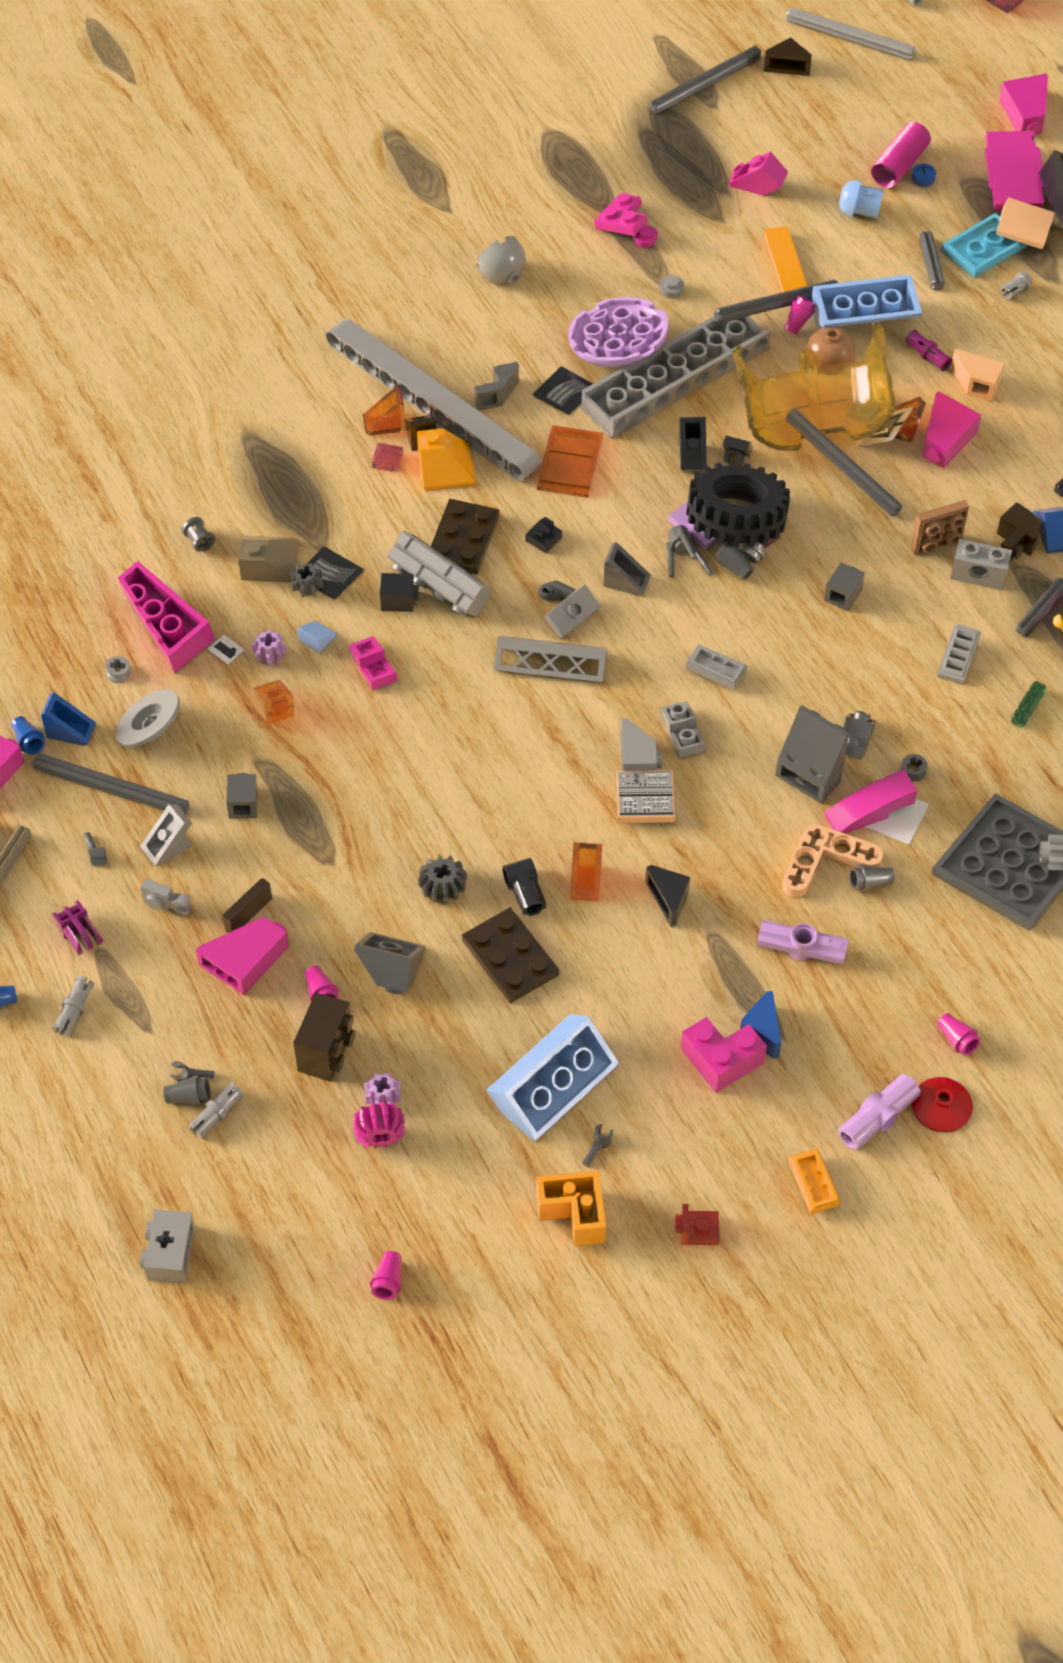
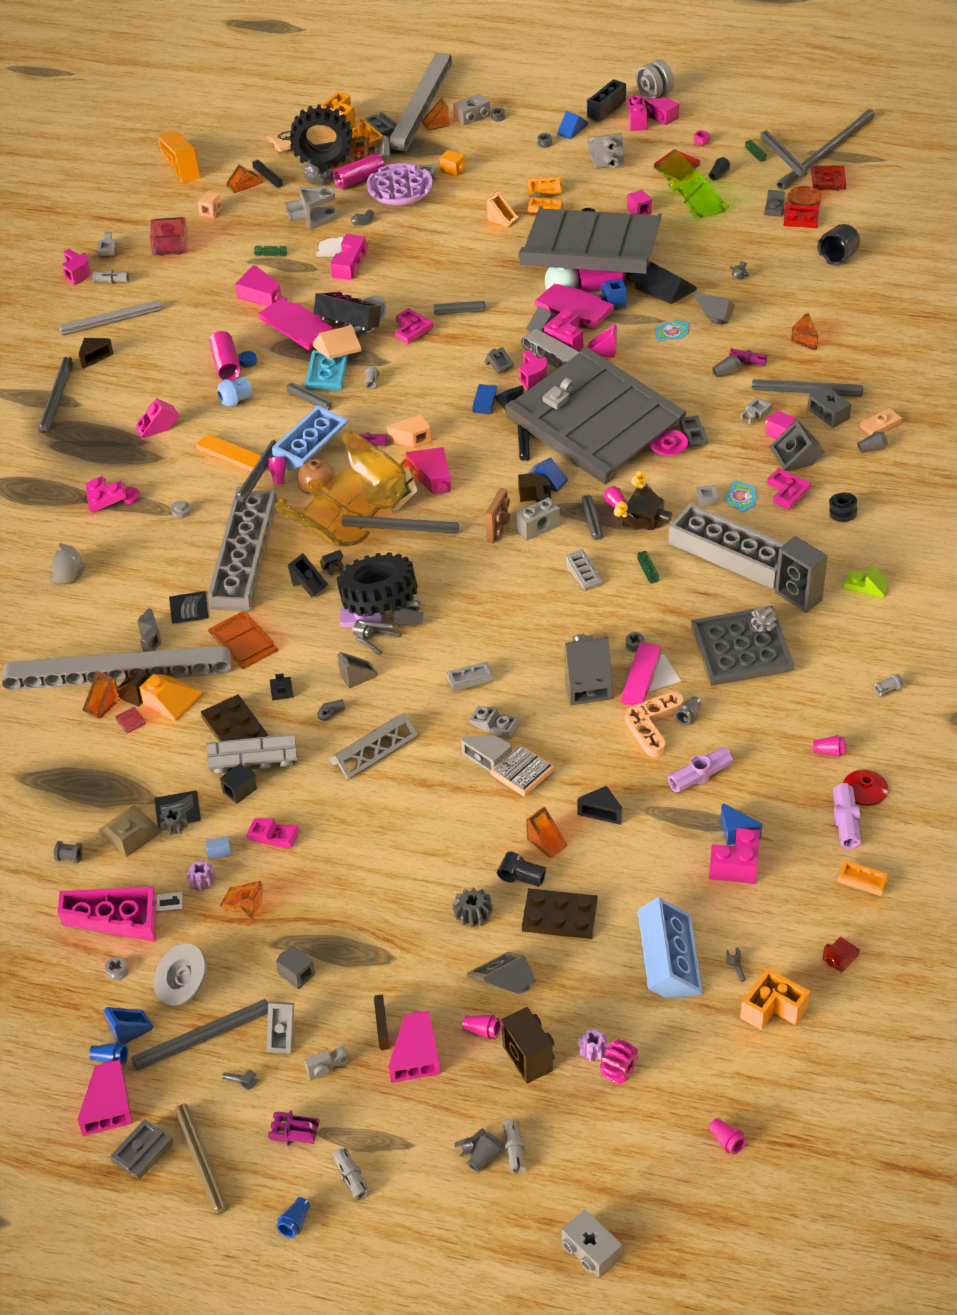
camera: 45 degrees left, 10 degrees down
(572, 611) = (353, 712): light grey plate -> none
(618, 332) = (188, 550): lavender brick -> none
(844, 586) = (483, 583): dark grey brick -> none

